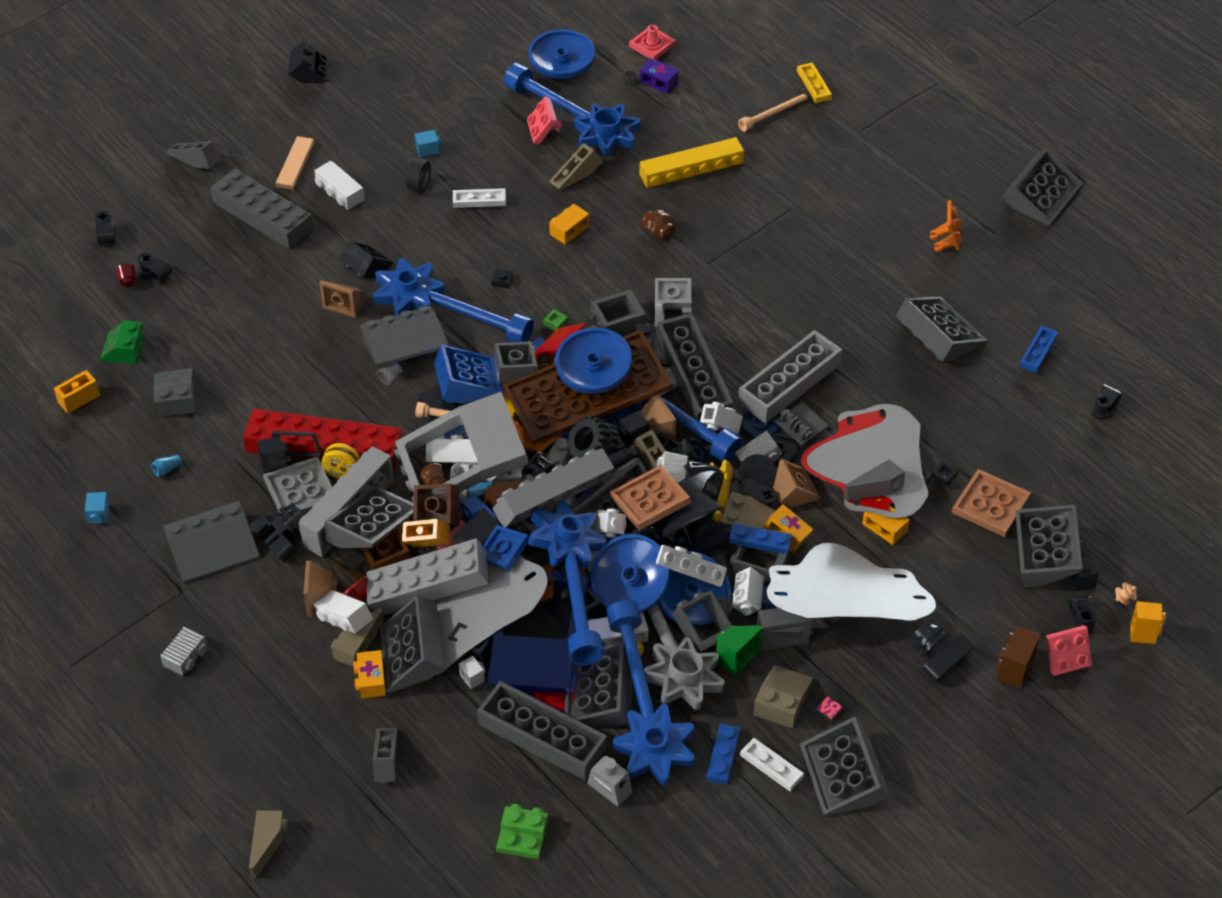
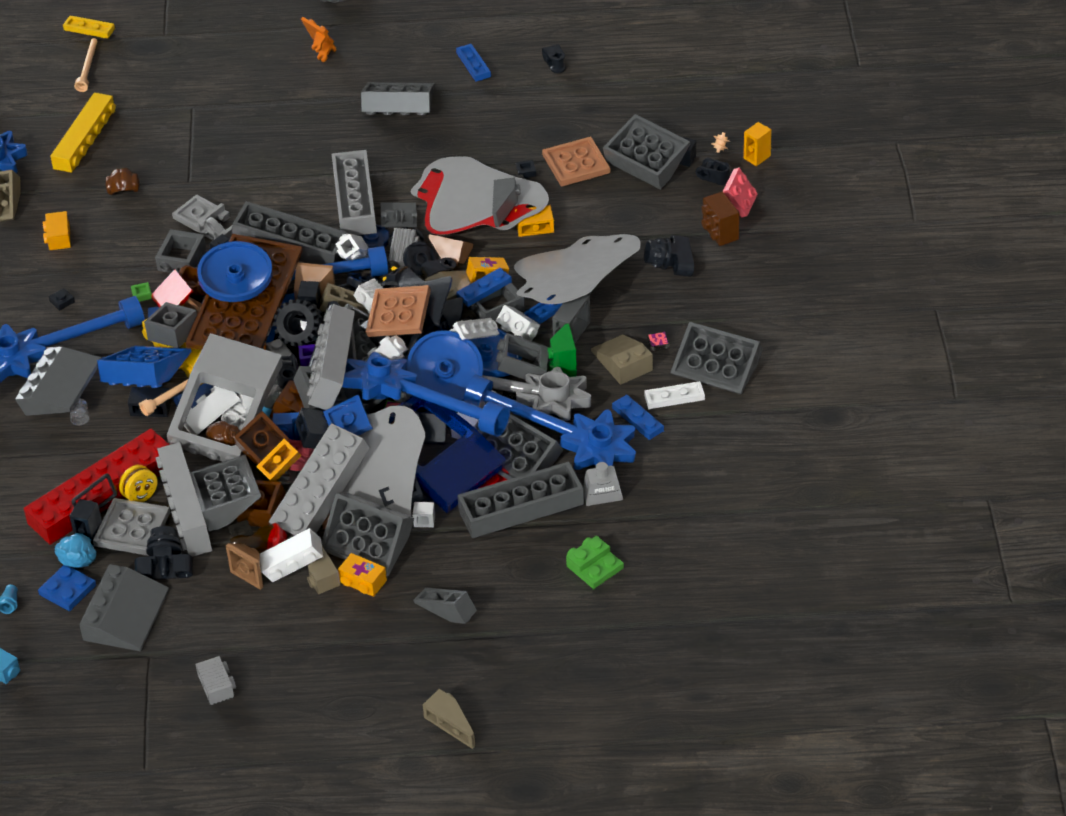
camera: 50 degrees left, 5 degrees down
(208, 492) = (67, 587): none -> blue plate
(243, 471) = (75, 551): none -> dark azure hair

